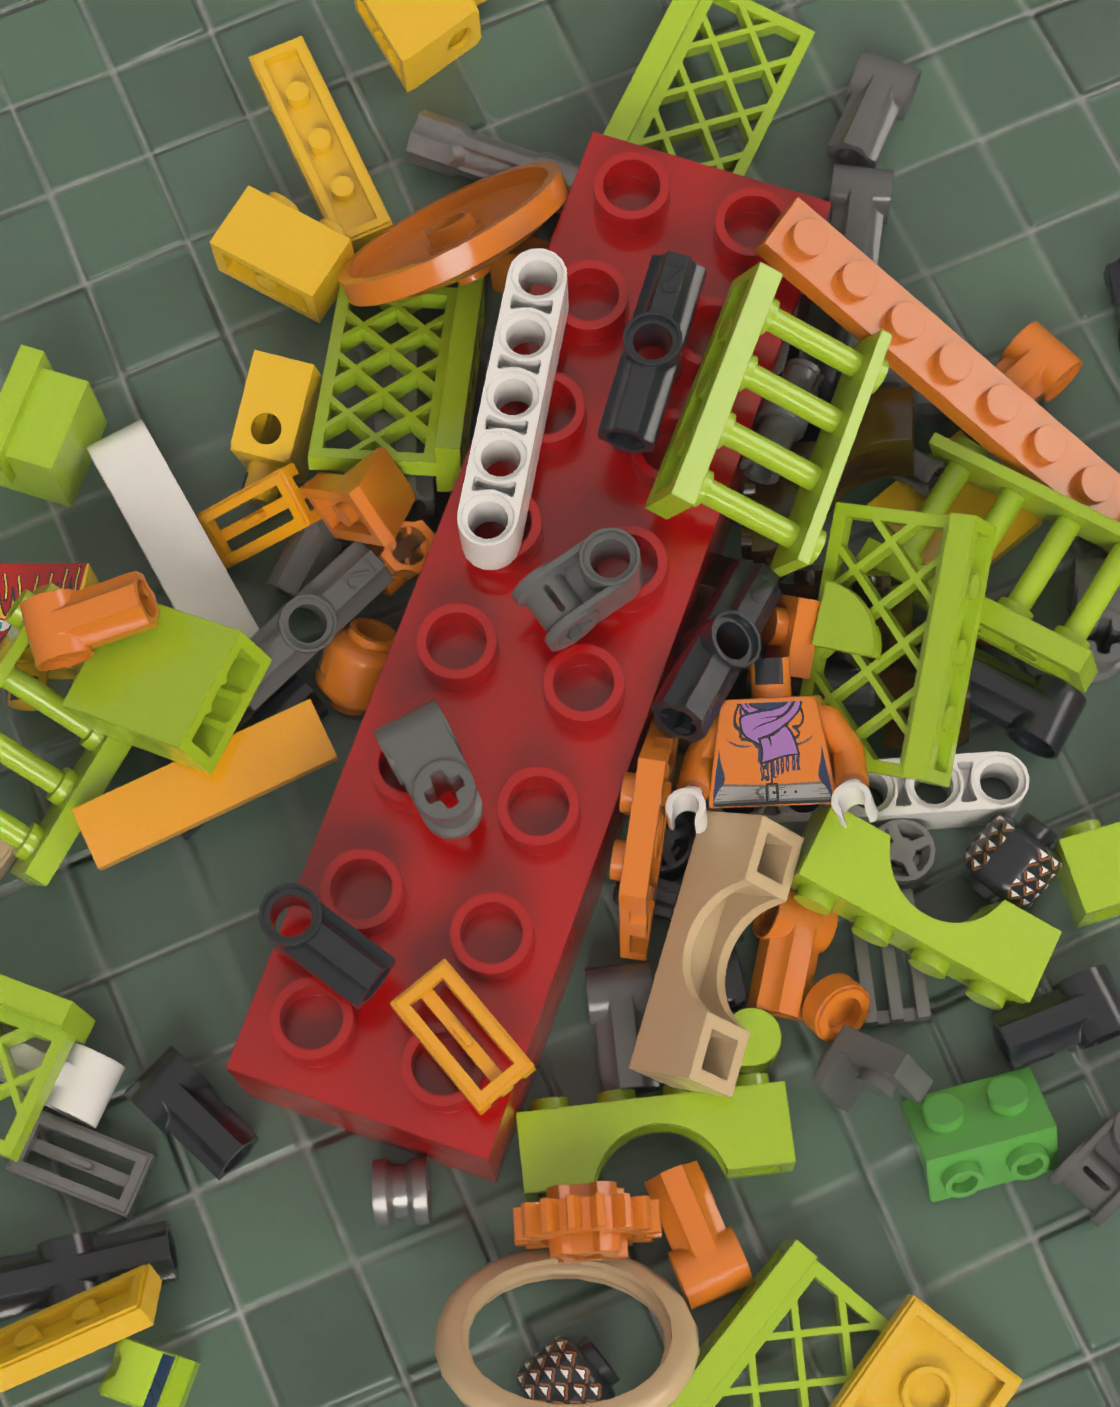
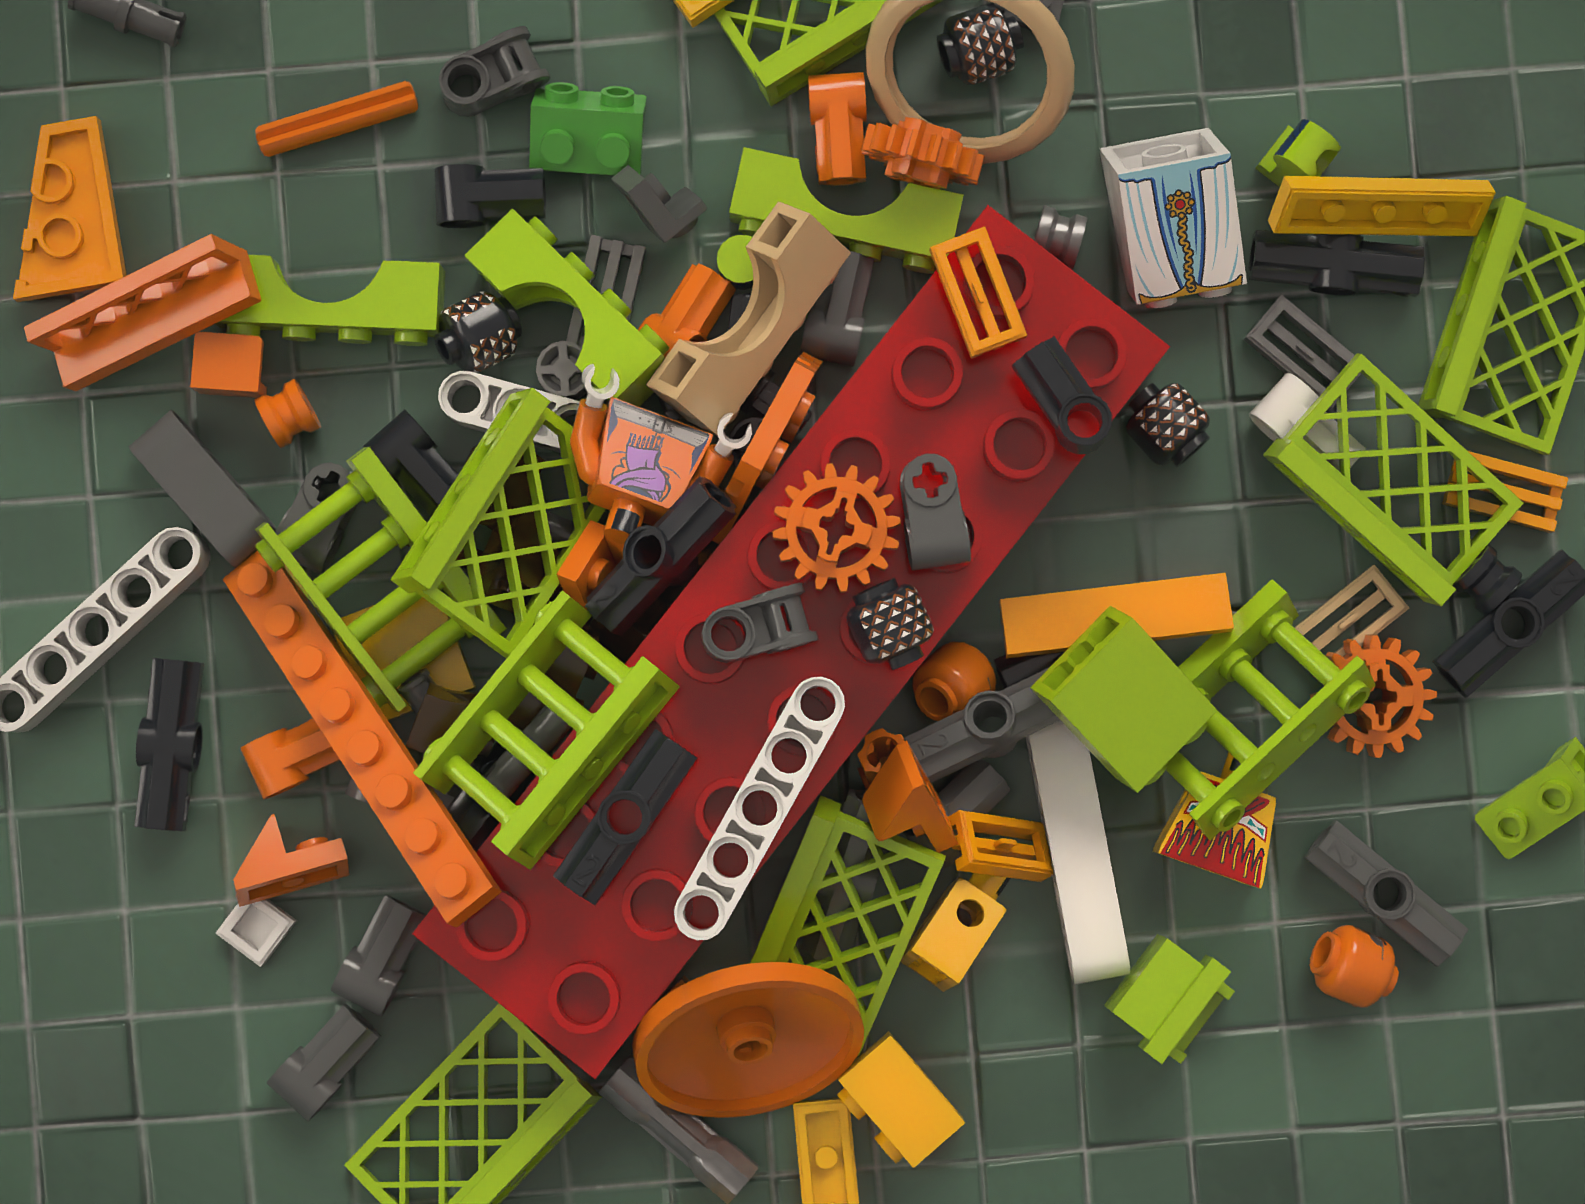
camera: 165 degrees left, 15 degrees up
(70, 623) = (1190, 766): orange piece -> none
(182, 1104) = (1212, 370): black piece -> none
(206, 1018) = (1167, 424): none -> black head
(276, 1264) = (1175, 217): none -> white slope
(439, 634) = (890, 623): none -> black head
(506, 716) = (863, 535): none -> orange gear
(835, 1003) = (665, 262): orange tile -> none
(846, 624) = (544, 547): lime tile -> none
(993, 213) = (256, 929): none -> white tile
(1000, 258) = (273, 872): none -> orange slope

